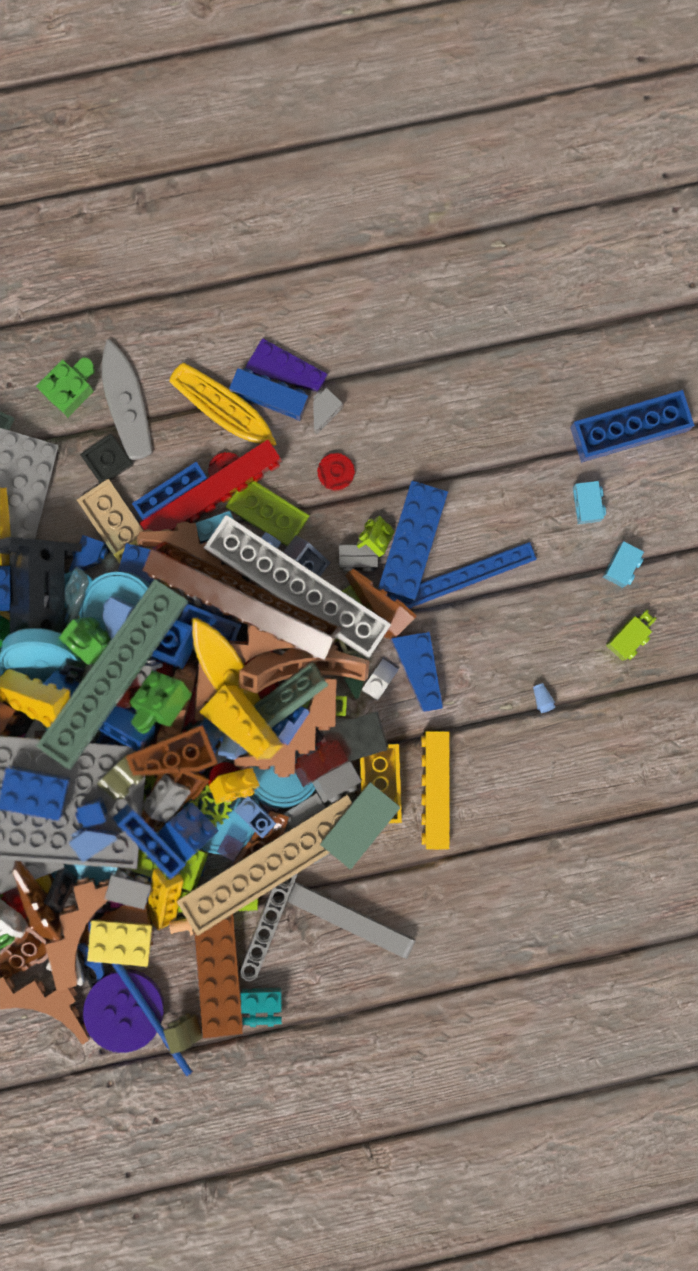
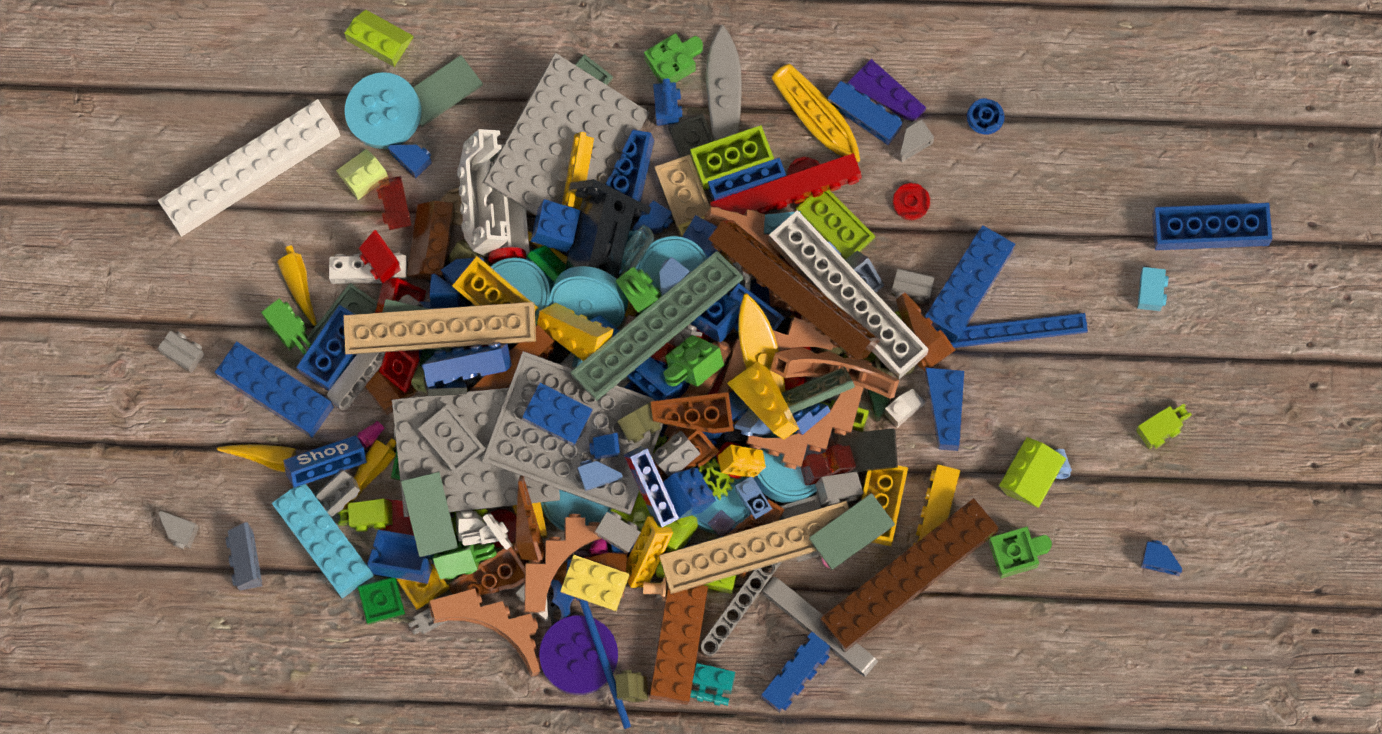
camera: 25 degrees right, 10 degrees down
(53, 510) = (633, 165): none -> blue wedge
(60, 890) = (551, 519): black plate -> none
(72, 432) = (666, 103): none -> blue brick
(72, 669) = (616, 316): black tile -> none
(148, 470) = (731, 154): none -> lime brick
(339, 974) = (796, 673): none -> blue wedge
(376, 535) = (936, 268): lime bracket -> none
(387, 369) = (985, 116): none -> blue cone
(426, 854) = (909, 575): none -> reddish brown brick
(519, 716) = (1032, 472): none -> lime slope
(524, 796) = (1019, 552): none -> bright green brick
(623, 564) = (1171, 356): medium azure brick -> none
(659, 768) = (1160, 559): none -> blue slope

